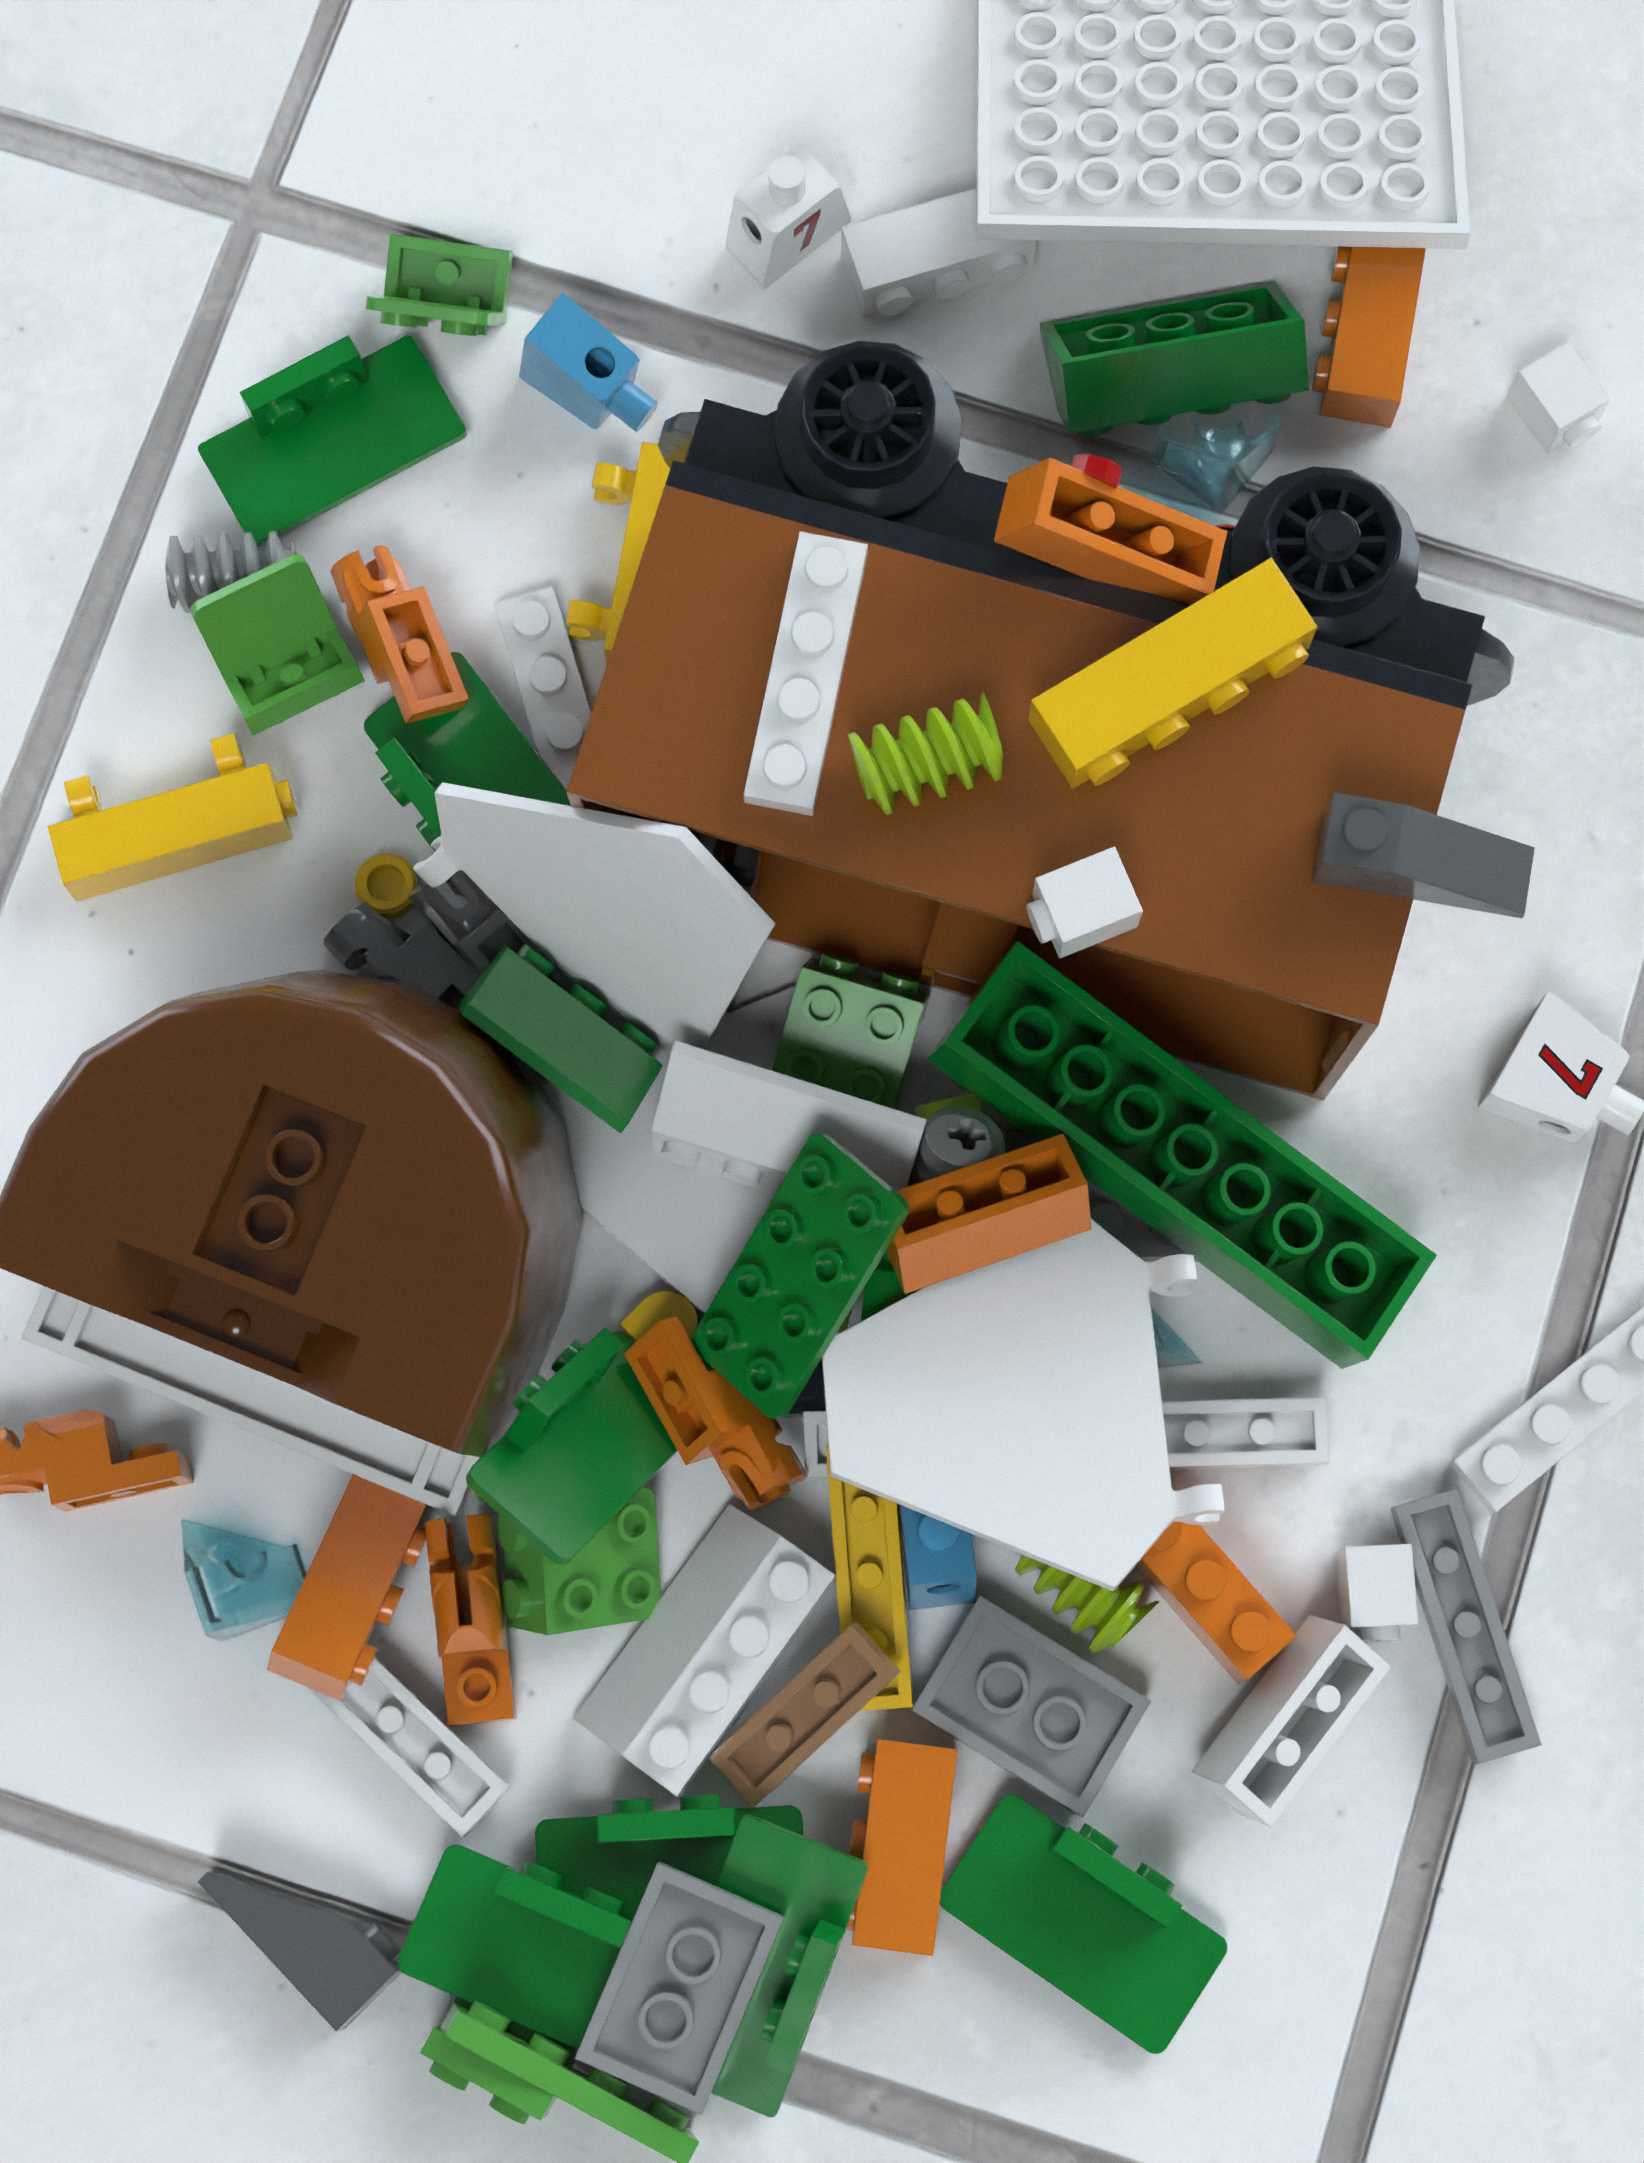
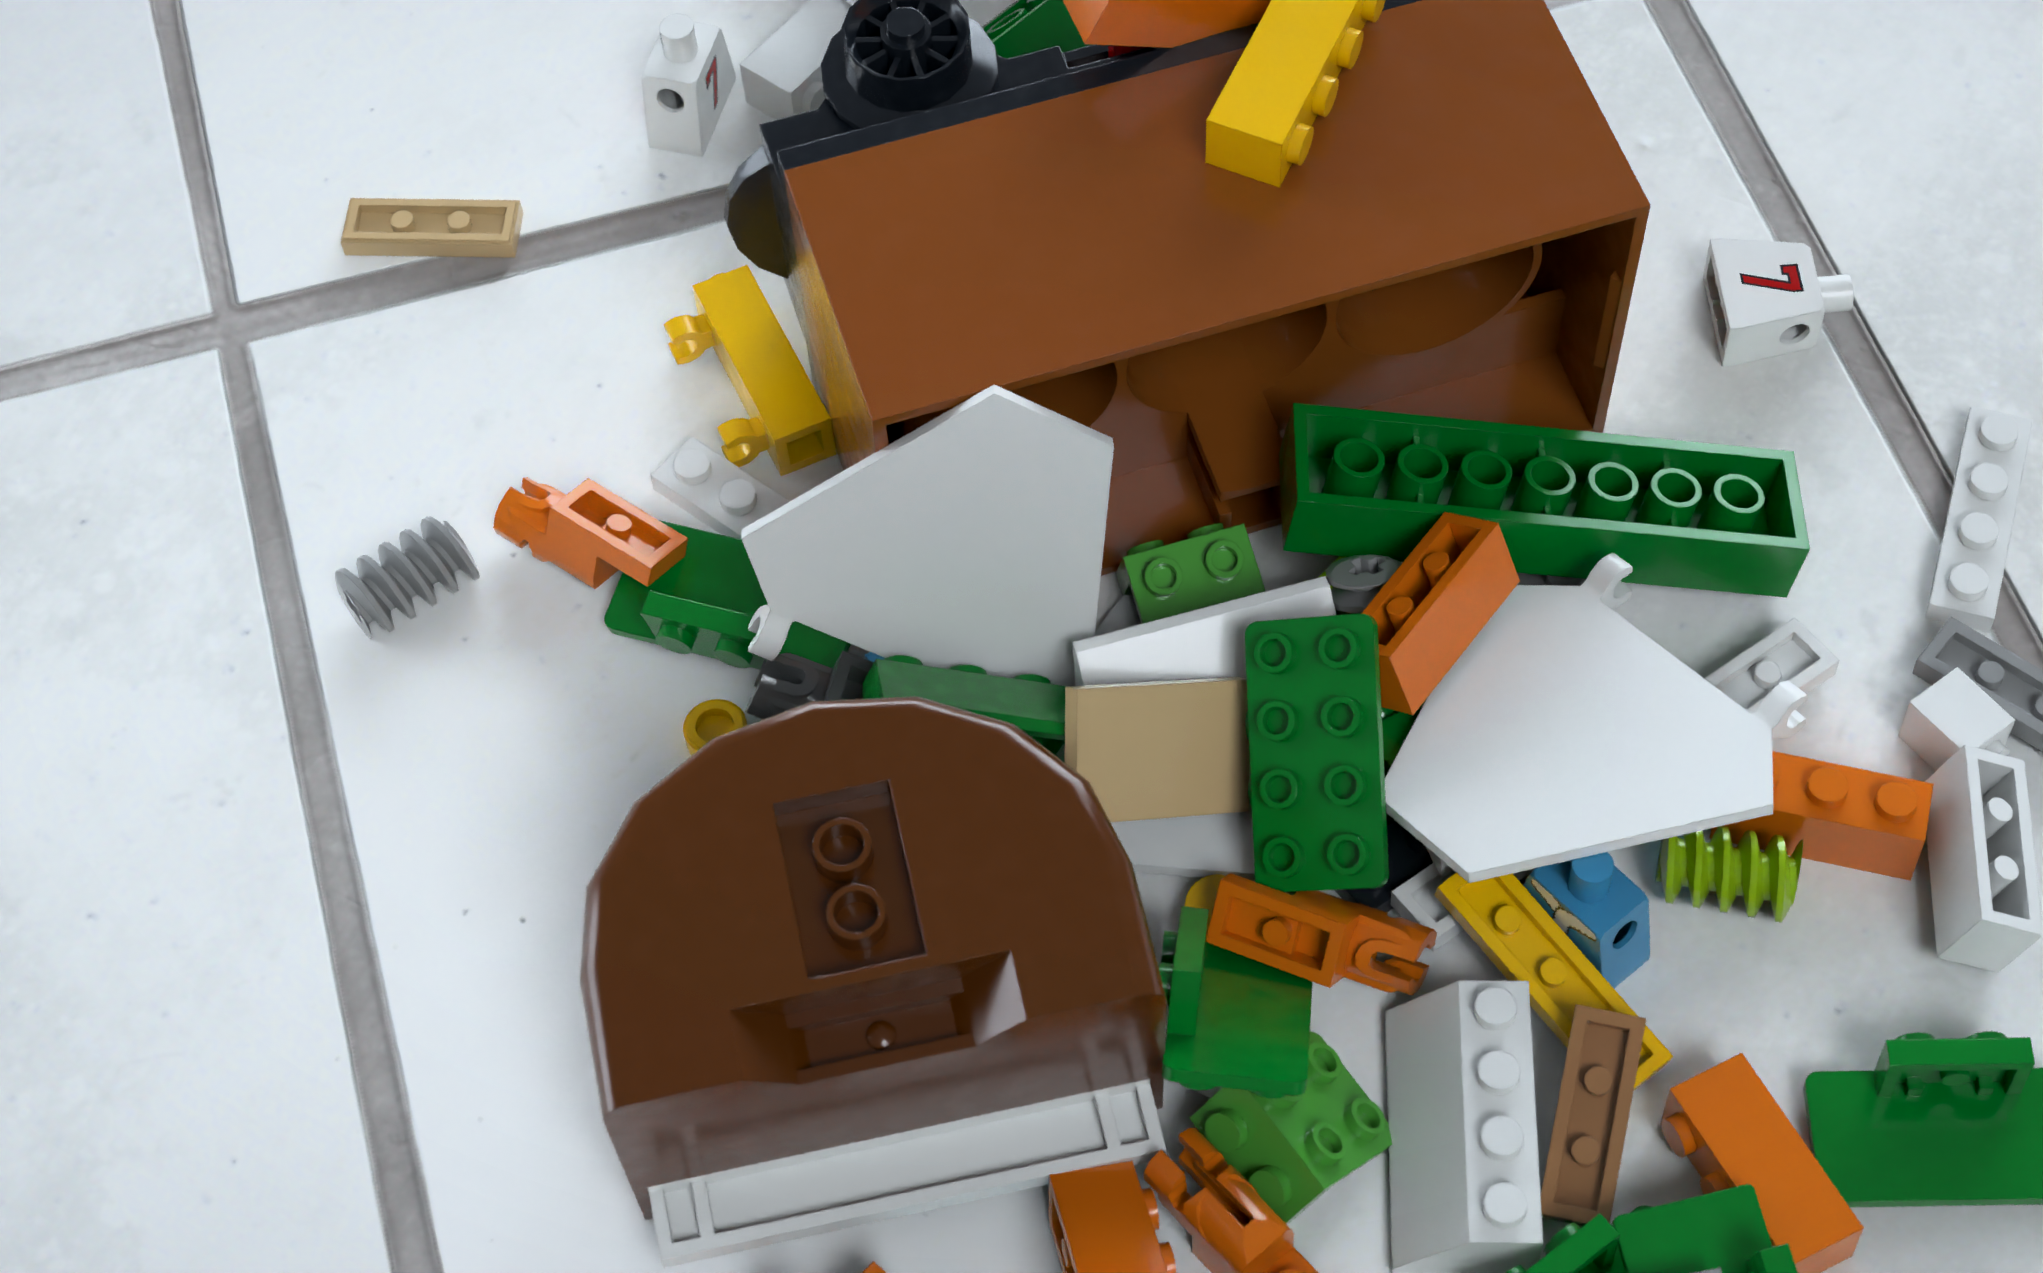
camera: 30 degrees left, 20 degrees down
(170, 829) = (493, 795): yellow brick -> none
(276, 643) = (485, 599): bright green bracket -> none
(329, 433) = (414, 435): green bracket -> none
(444, 282) = (439, 280): bright green bracket -> none
(483, 213) = (432, 227): none -> tan tile
(584, 367) = (601, 267): dark azure torso -> none
(679, 1175) = (1161, 746): none -> tan tile
(806, 673) = (1006, 227): white plate -> none
(928, 755) = (1150, 213): lime piece -> none
(1031, 1706) = (1767, 995): light grey plate -> none
(1084, 903) = (1361, 240): white brick -> none
(1420, 857) = (1577, 70): dark grey slope -> none

